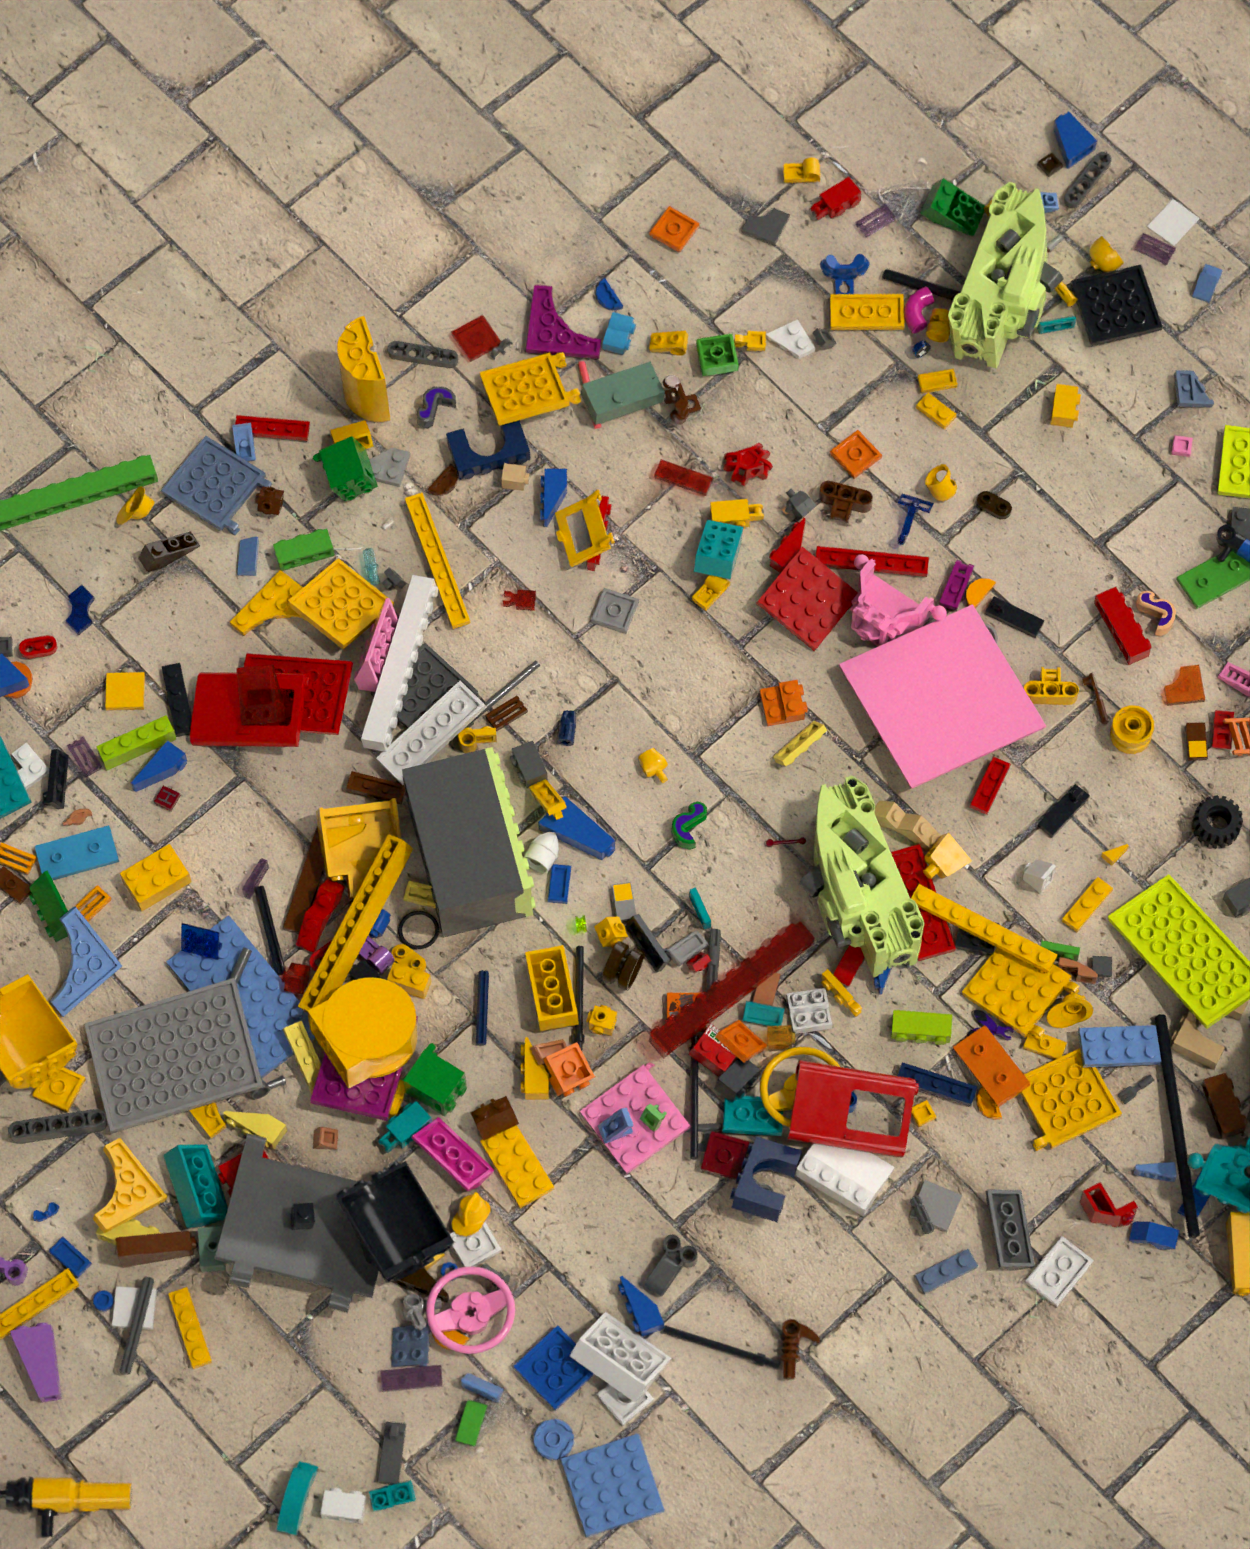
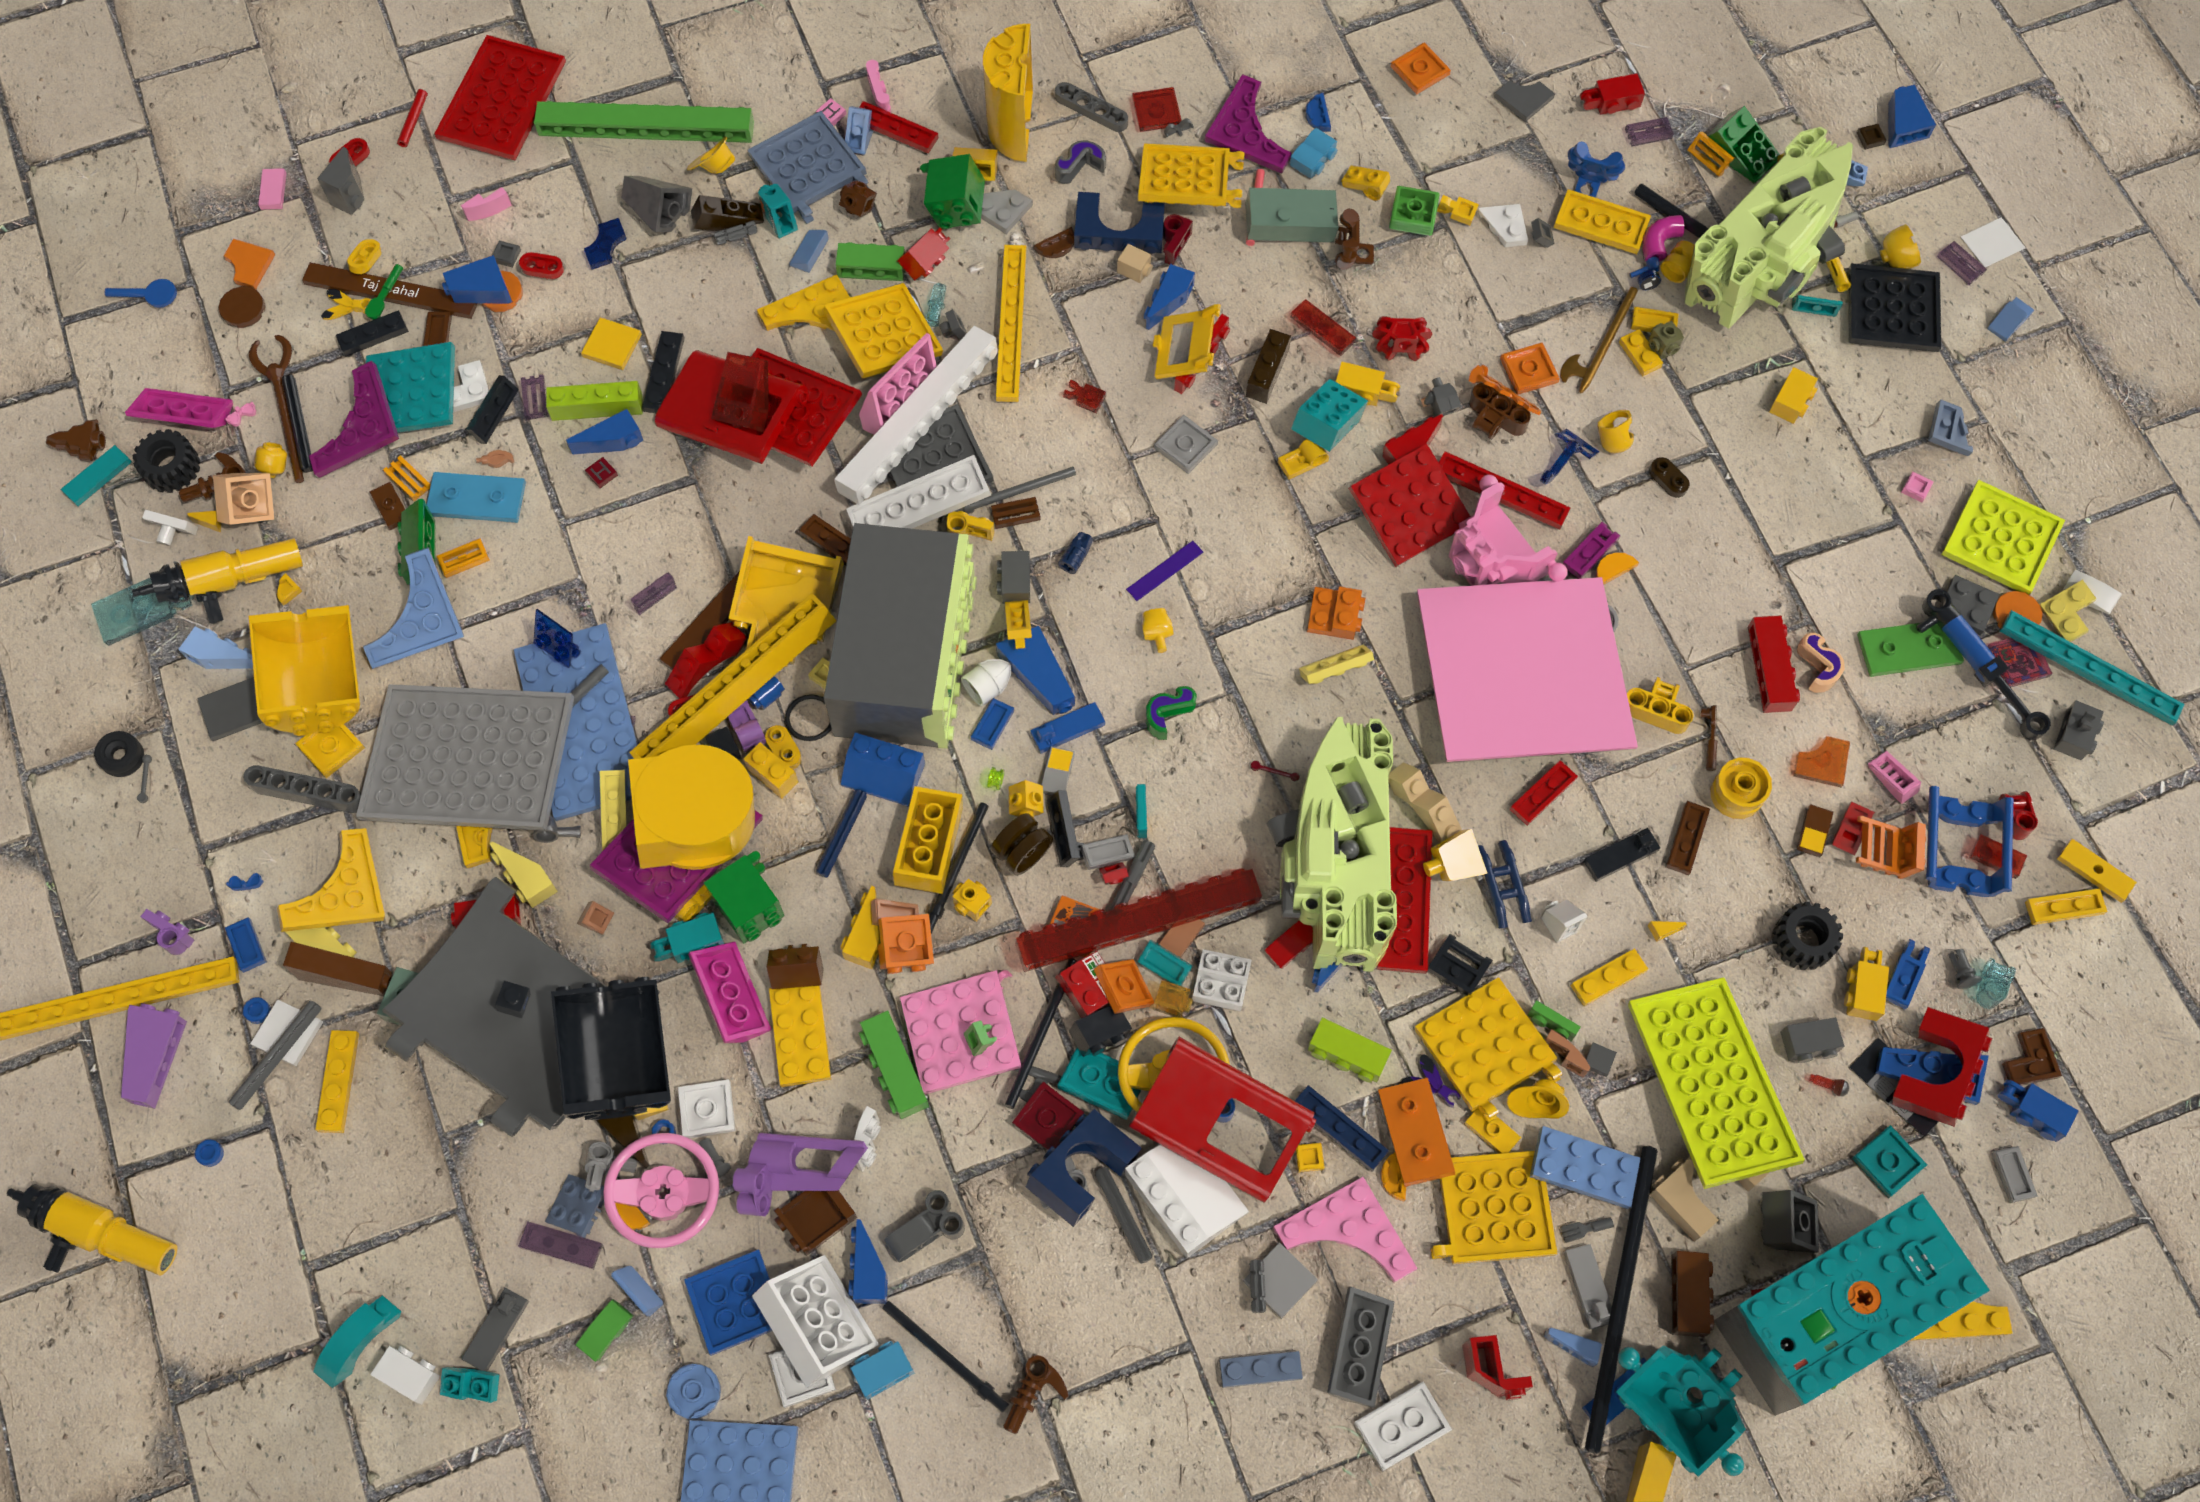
camera: 20 degrees right, 0 degrees up
(107, 560) = (656, 201): none -> flat silver slope
(120, 1414) = (209, 1153): none -> blue tile
(155, 877) = (544, 552): yellow brick -> none
(182, 563) = (735, 232): none -> dark grey axle
(196, 1185) = (422, 913): teal slope -> none
(209, 532) = (775, 200): none -> teal torso
(213, 431) = (832, 111): none -> bright pink tile
(242, 399) = (877, 87): none -> bright pink plate
(270, 930) = (643, 657): black axle -> none
(296, 978) = (644, 719): clear red brick -> none
(346, 528) = (925, 253): none -> brick
(470, 1215) = (717, 1073): yellow piece -> none
(492, 948) = (882, 769): none -> blue slope
(537, 444) = (1176, 238): none -> dark red plate
(544, 1265) = (774, 1169): none -> medium lavender panel
(587, 1286) = (814, 1218): none -> reddish brown panel
(597, 1161) = (894, 1065): none -> bright green brick
(603, 1225) = (867, 1131): none -> white slope
(616, 1126) = (931, 1032): medium blue slope -> none
(617, 866) = (1067, 727): none -> blue hinge
(640, 717) = (1164, 570): none -> dark purple sticker
(654, 525) = (1268, 366): none -> dark brown brick
(682, 1372) = (882, 1369): none -> dark azure brick
(802, 172) = (1589, 56): yellow plate -> none
(807, 1203) = (1123, 1215): none -> dark grey axle
(821, 474) = (1480, 374): none -> orange piece
(841, 994) = (1267, 975): yellow plate -> none
(888, 442) = (1573, 368): none -> pearl gold piece
(919, 336) = (1652, 264): none -> blue hand
(932, 222) = (1715, 147): none -> light orange tile
(951, 394) = (1665, 339): none -> olive brick
(970, 1145) = (1352, 1219): none -> bright pink plate
(984, 928) = (1471, 960): yellow plate -> none
(985, 874) = (1510, 868): none -> dark blue piece
(1014, 617) = (1646, 610): black hinge -> none
(1088, 180) = (1910, 167): dark grey beam -> none
(1107, 781) = (1687, 838): none -> reddish brown tile
(1152, 1127) = (1589, 1285): none -> light grey hinge
(1155, 1234) = (1542, 1427): blue slope -> none

